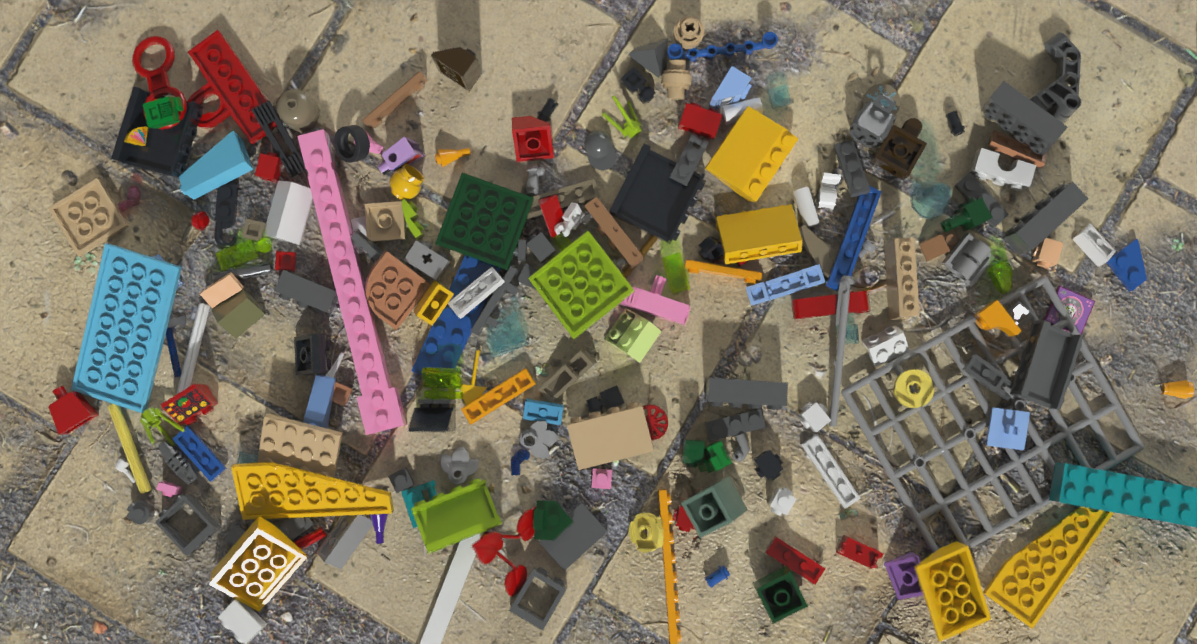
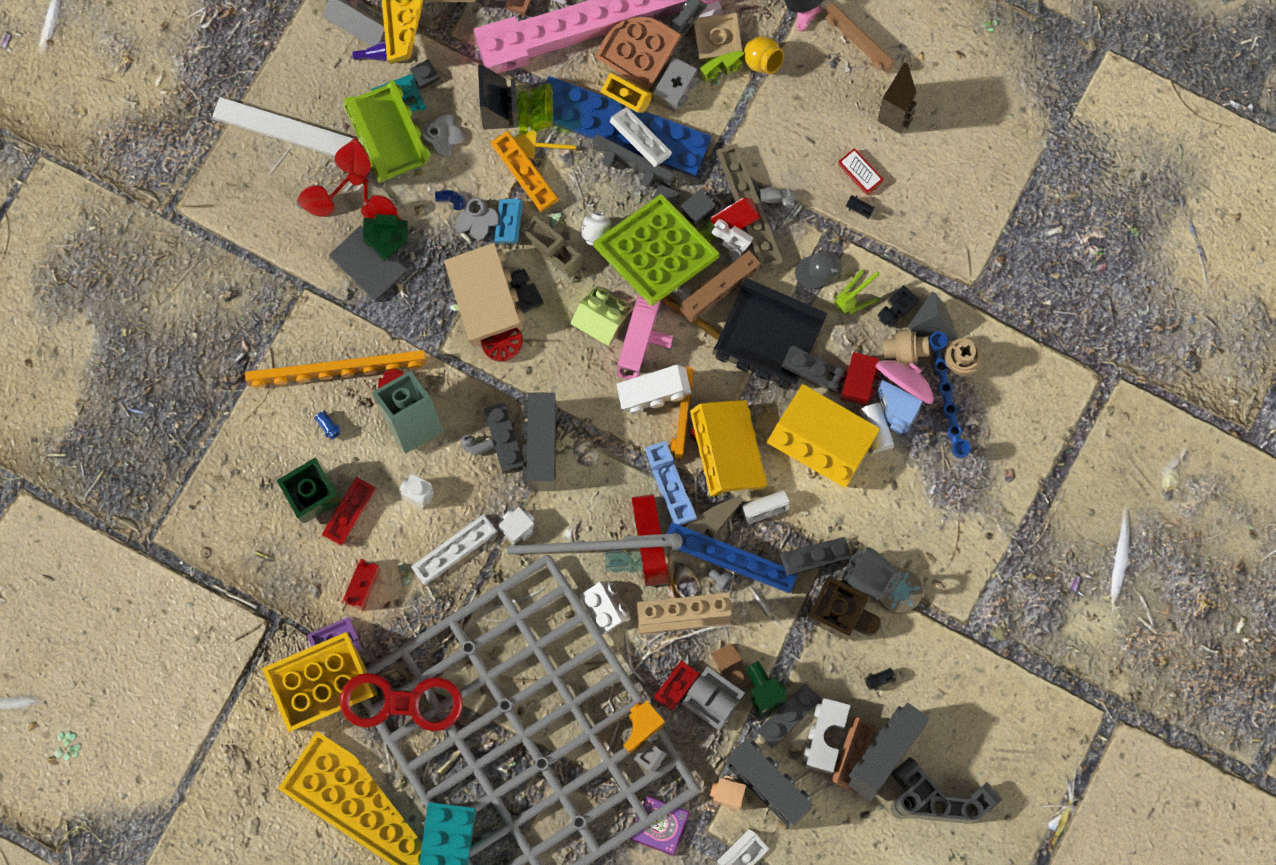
camera: 85 degrees right, 10 degrees down
(401, 153) = (796, 48): lavender torso -> none
(447, 156) = (797, 98): light orange cone -> none
(484, 221) = (723, 142): dark green plate -> none
(507, 337) = (592, 178): clear light blue wing -> none
(515, 107) = (860, 171): none -> tile
(521, 250) = (692, 185): dark grey plate -> none
(527, 614) = (278, 216): dark grey window -> none
(531, 139) = (824, 188): red slope -> none
(555, 336) = (595, 226): none -> white head
(601, 478) = (435, 291): bright pink plate -> none
(655, 532) = (375, 340): light yellow plate -> none
(675, 273) = (684, 356): clear neon green plate -> none
(692, 452) = (469, 386): dark green slope -> none
(704, 293) = (653, 389): none -> white brick
(709, 80) = (907, 378): none -> bright pink dish
(711, 249) = (708, 394): black plate -> none
(715, 457) = (465, 413): green piece -> none
(768, 465) = (458, 475): black brick -> none
(779, 96) = (896, 469): clear light blue plate -> none
(827, 191) = (784, 530): white leg -> none
(924, 386) = (542, 637): light yellow plate -> none
(931, 199) = (784, 661): clear light blue cone -> none
(955, 290) = (676, 685): none -> red plate
(971, 522) = (401, 702): none -> red bar
(988, 375) = (574, 720): dark grey hinge -> none
(1001, 276) = (697, 740): clear neon green rock -> none
(1007, 428) = (513, 749): light blue piece -> none
(1046, 365) = (590, 785): dark grey panel -> none

